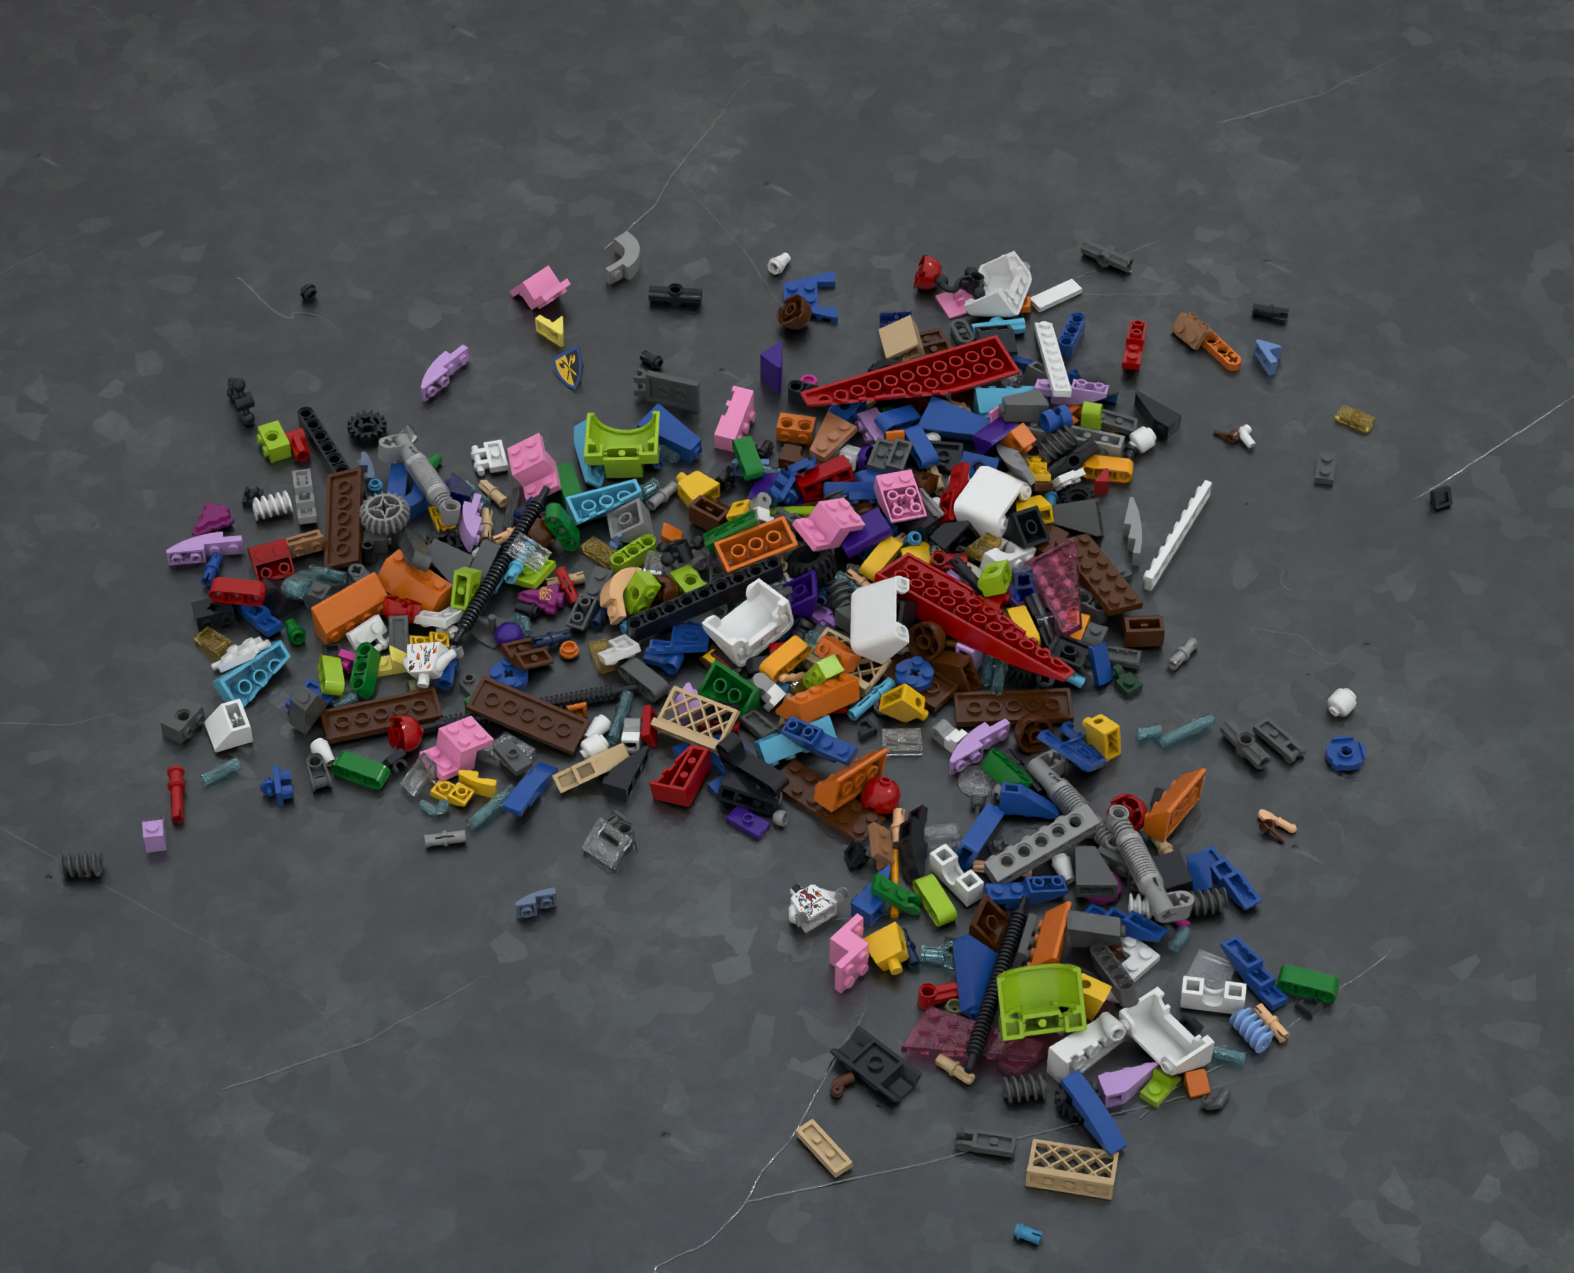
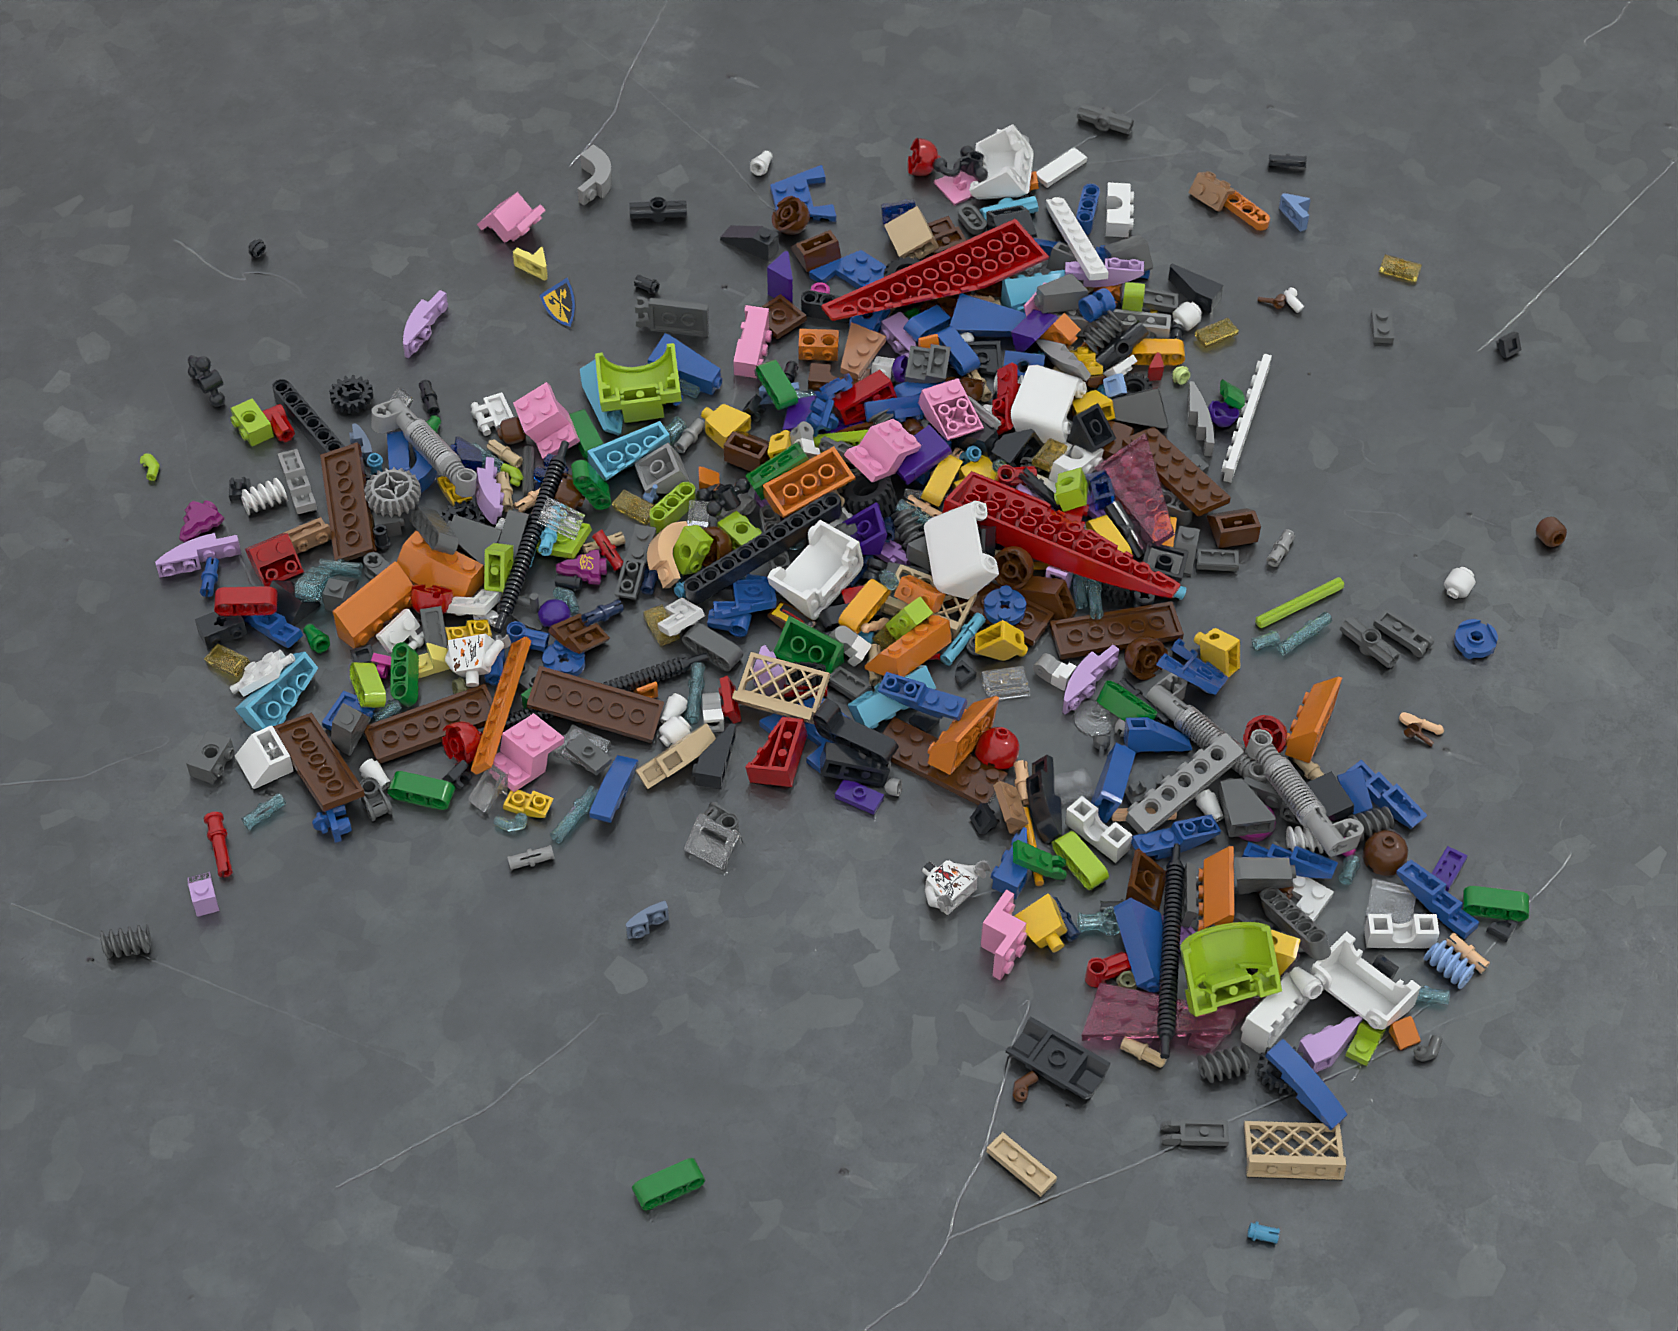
camera: 10 degrees left, 5 degrees up
(180, 469) = (152, 464): none -> lime arm
(275, 735) = (318, 762): none -> reddish brown plate
(435, 437) = (429, 398): none -> black pin
(443, 706) = (501, 706): none -> orange tile
(477, 652) = (539, 639): none -> blue piece
(483, 787) = (560, 792): yellow slope -> none
(498, 510) = (514, 472): none -> lime arm
(502, 474) = (511, 431): none -> reddish brown head
(508, 1123) = (668, 1184): none -> green beam
(569, 650) = (623, 623): orange plate -> none
(757, 330) = (753, 239): none -> black slope
(769, 400) = (783, 316): none -> reddish brown plate
(812, 345) = (817, 250): none -> reddish brown slope
(820, 765) = (924, 721): none -> black tile
(840, 365) = (856, 269): none -> blue wing
(1058, 493) = (1114, 386): none -> light blue plate
(1100, 663) = (1199, 571): blue slope -> none
(1101, 338) = (1119, 209): none -> white arch
(1125, 491) = (1181, 375): none -> yellowish green plate
(1126, 683) = (1229, 588): dark green plate -> none
(1134, 345) = (1155, 213): red slope -> none
(1154, 529) = (1222, 414): none -> dark purple hair
(1157, 795) = (1290, 712): black tile -> none
(1167, 457) = (1216, 332): none -> clear yellow plate
(1167, 513) = (1232, 395): none -> green slope
(1189, 703) = (1299, 602): none -> lime axle
(1215, 927) = (1385, 852): none -> reddish brown cylinder
(1272, 947) = (1449, 866): none -> dark purple plate
(1439, 667) = (1551, 531): none -> reddish brown head

